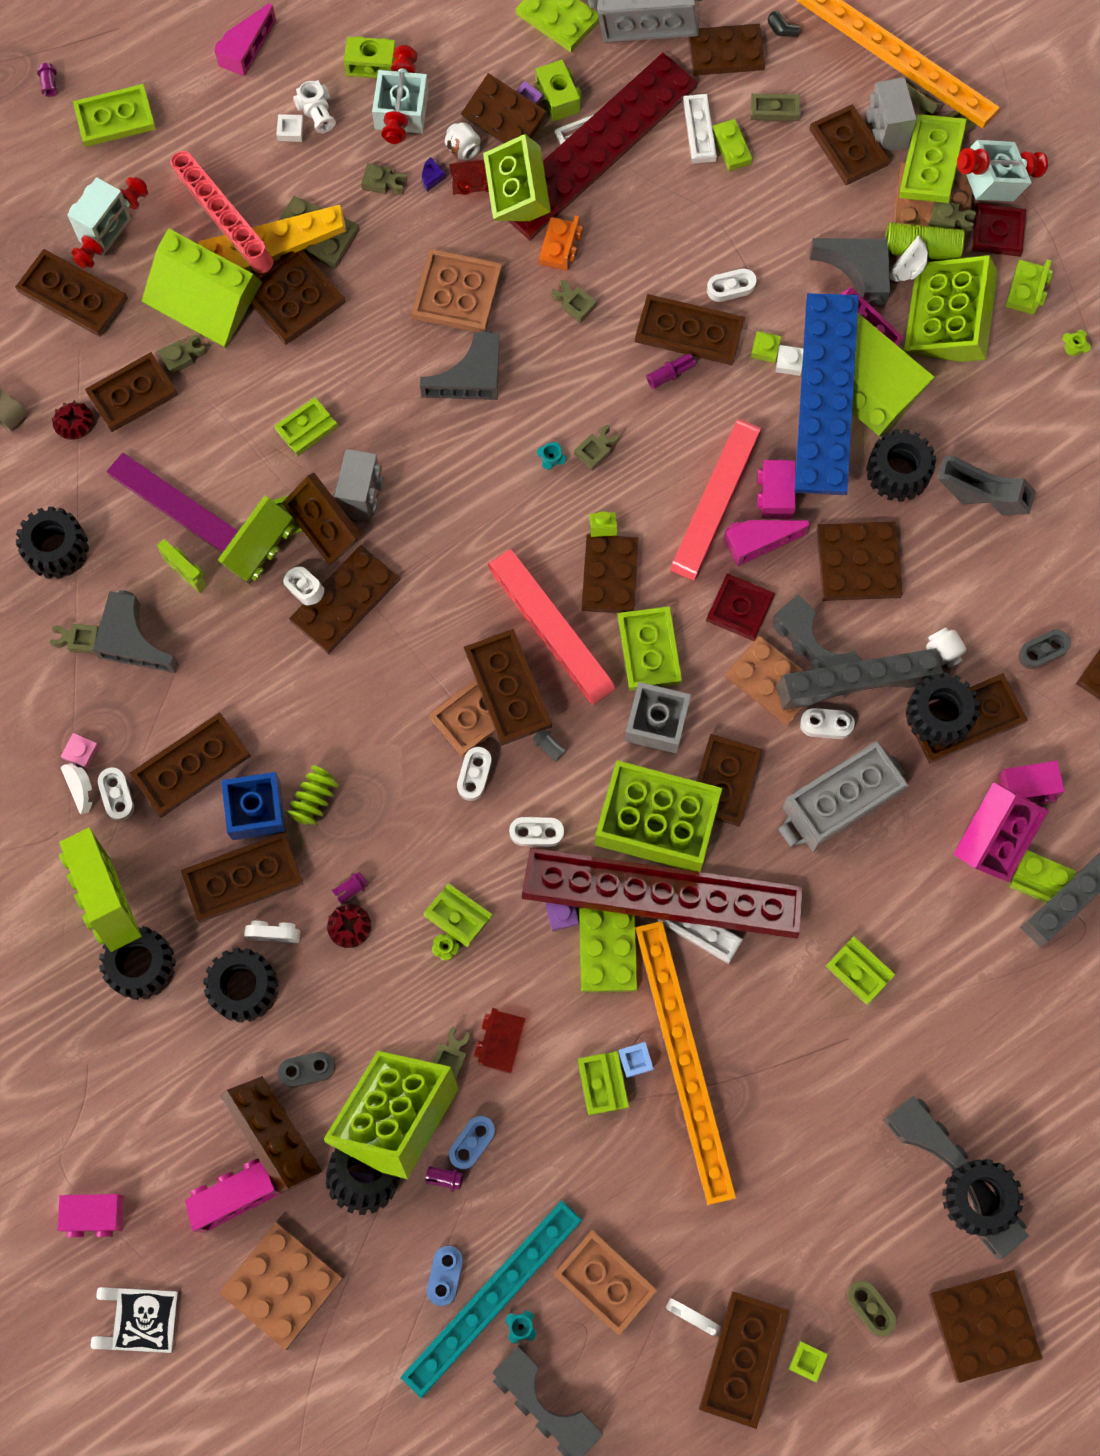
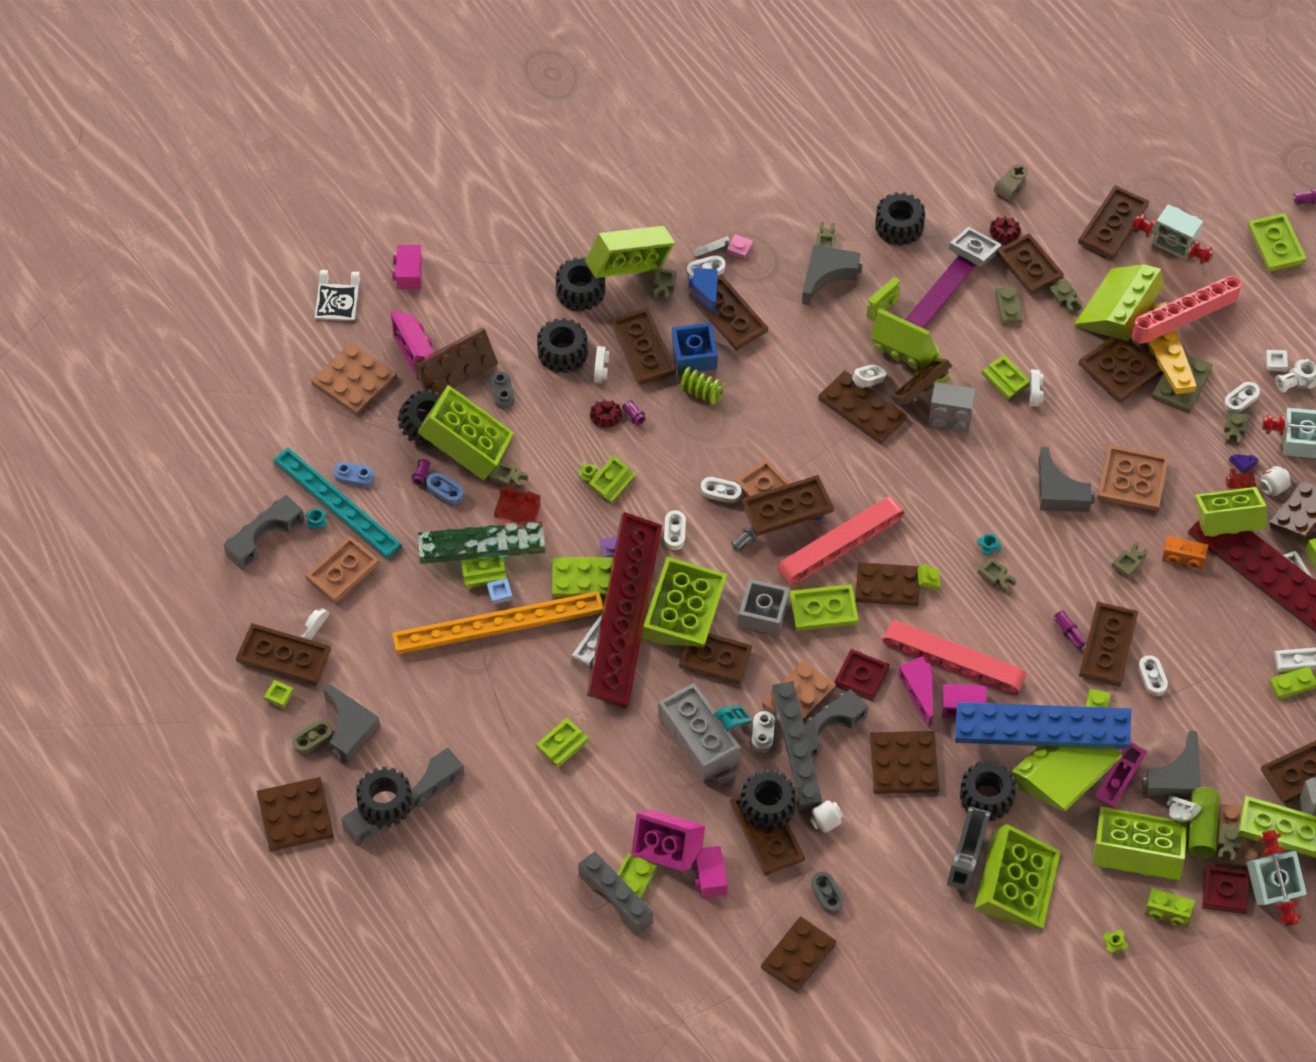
camera: 90 degrees right, 15 degrees down
(103, 453) = (974, 246): none -> light grey plate
(135, 849) = (664, 282): none -> olive plate
(158, 789) = (705, 287): none -> blue slope
(192, 421) = (1008, 305): none -> olive plate
(324, 392) = (1036, 395): none -> white plate
(344, 170) = (1240, 398): none -> white plate
(562, 1088) = (481, 542): none -> clear green plate
(829, 751) = (733, 717): none -> teal plate
(852, 1249) = (354, 726): none -> dark grey arch
(1010, 440) = (1017, 878): none -> lime slope

